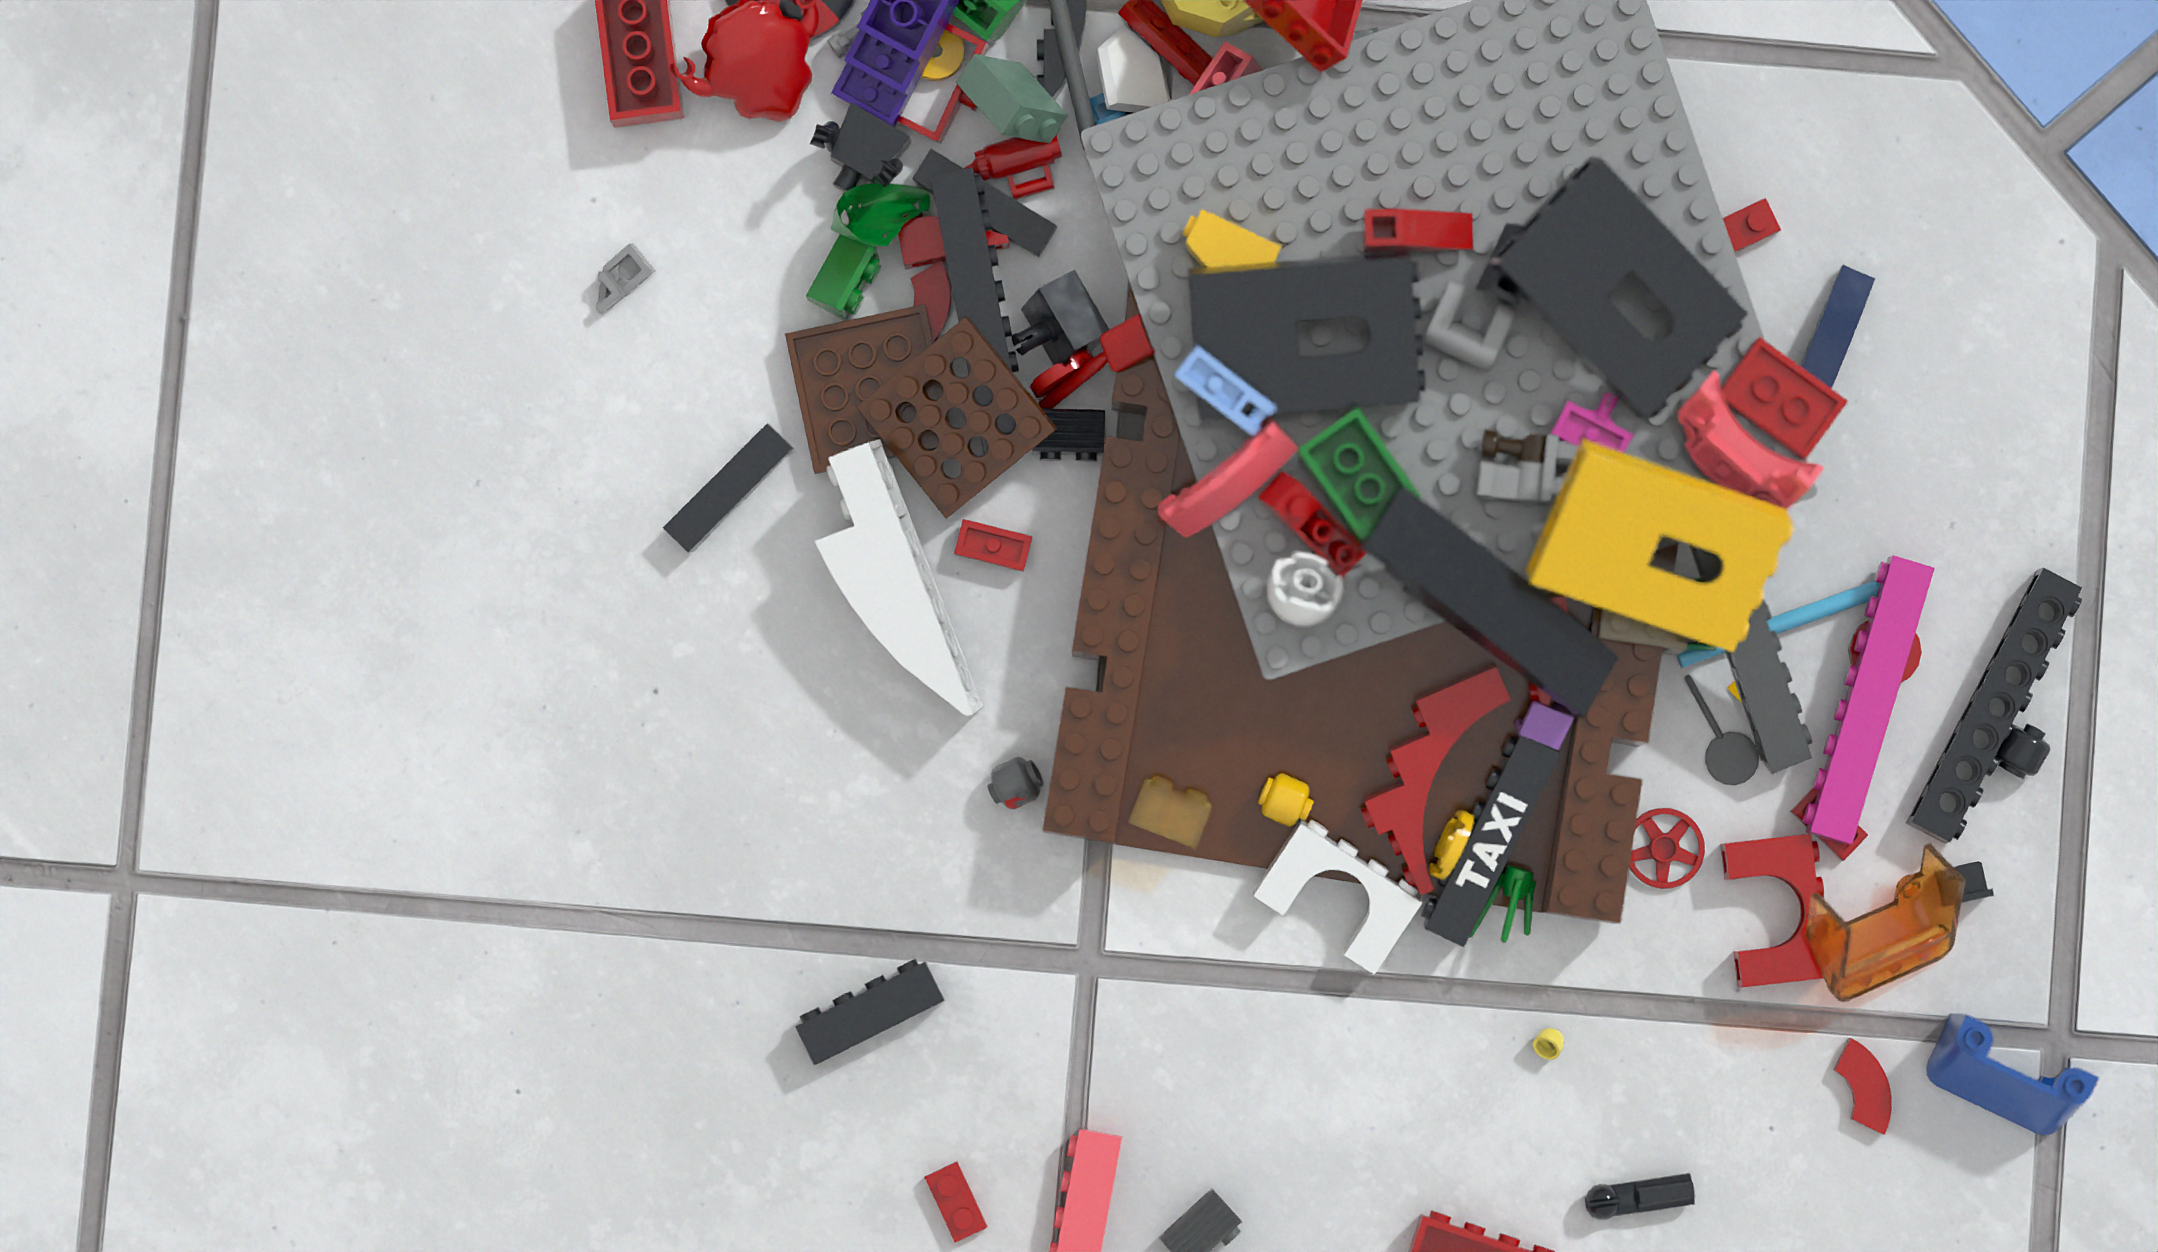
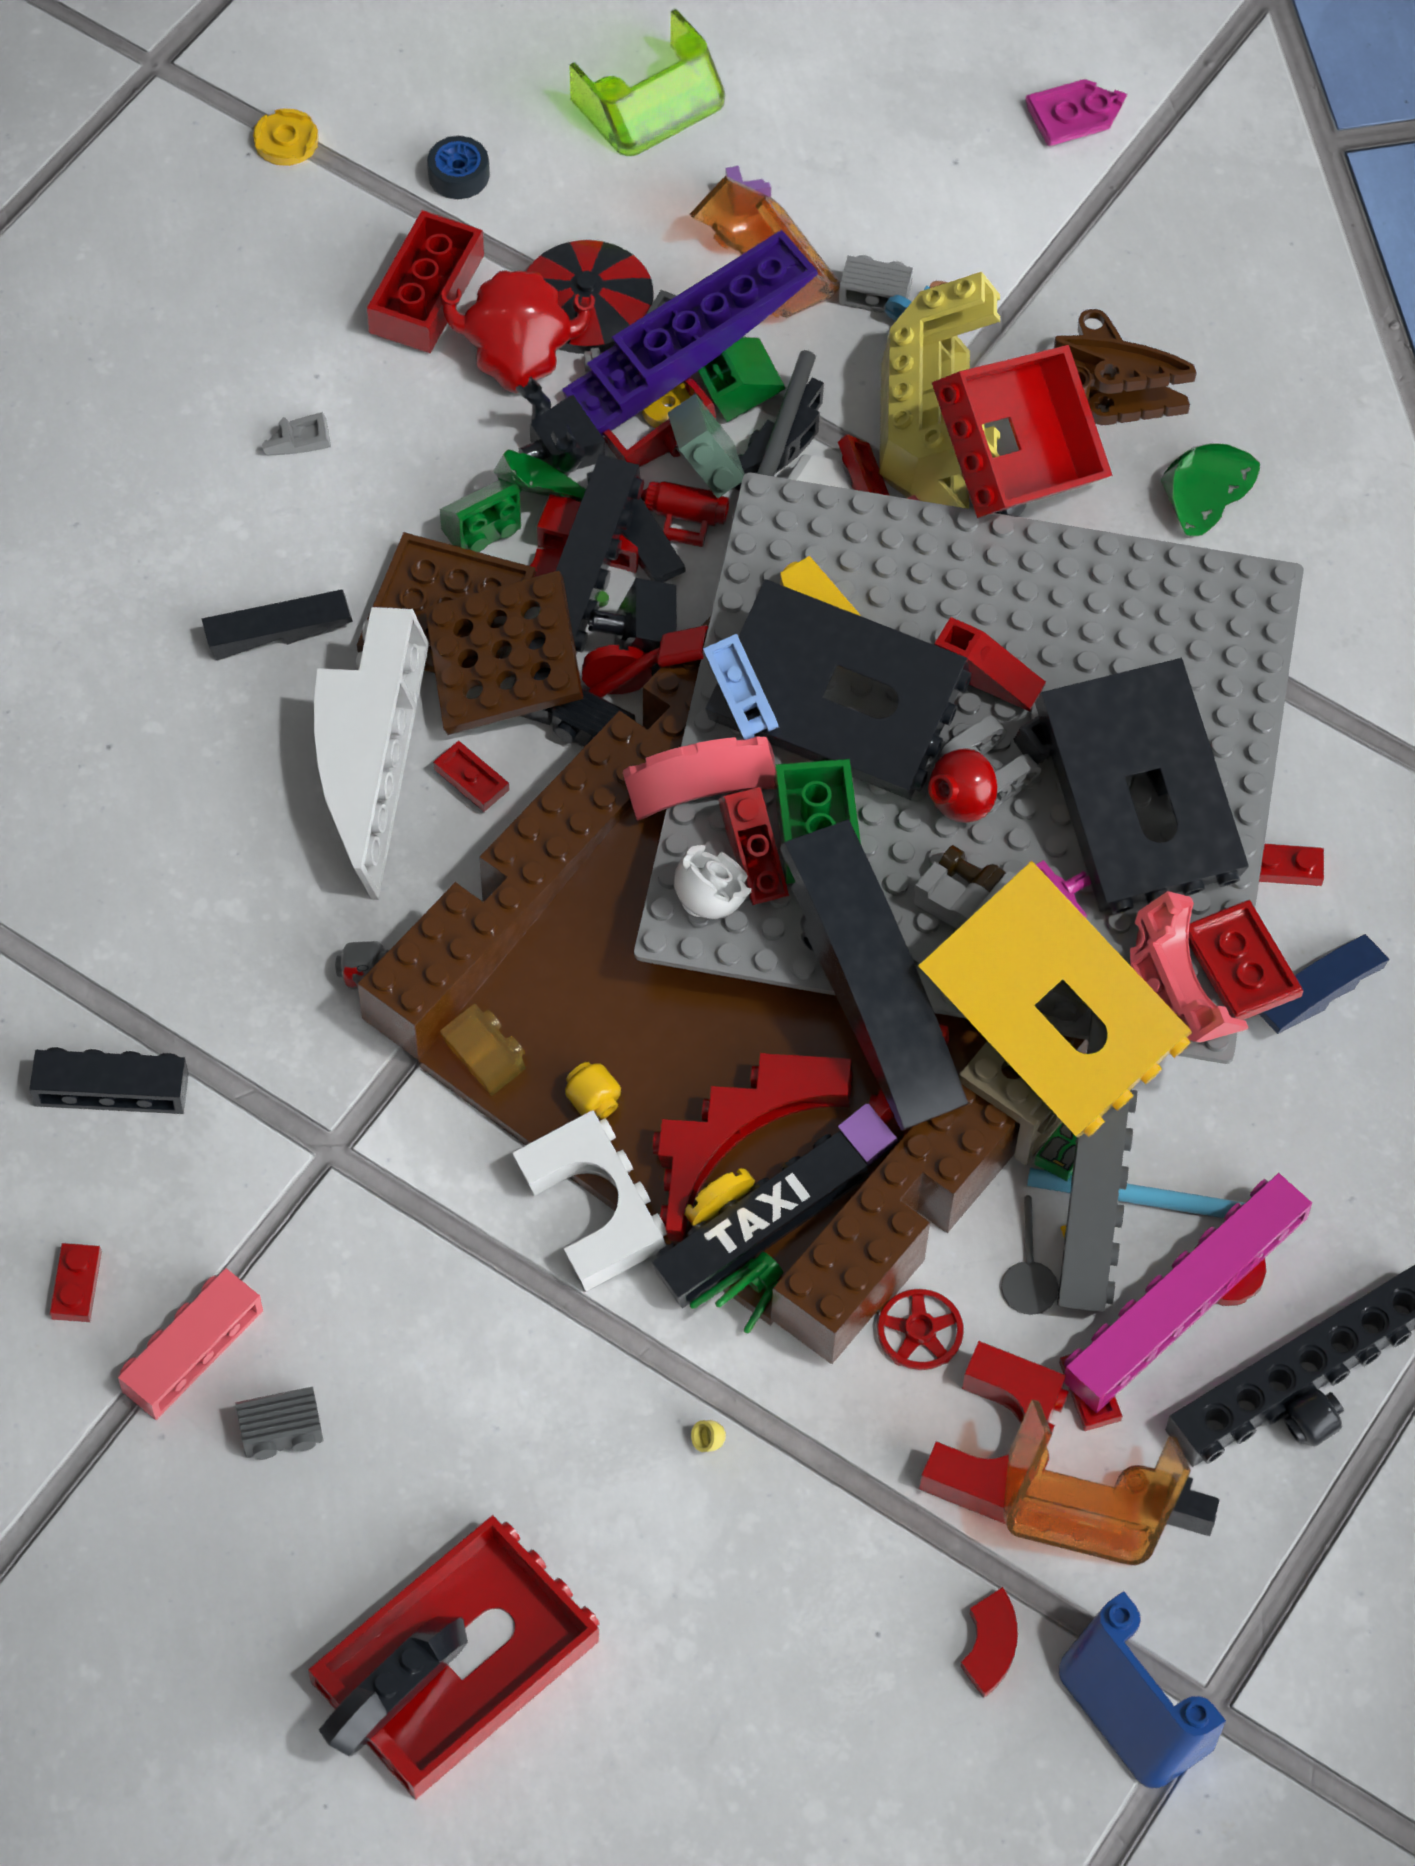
camera: 25 degrees right, 25 degrees down
(1462, 370) = (963, 785): none -> red piece
(1640, 1196) = (712, 1619): black piece -> none

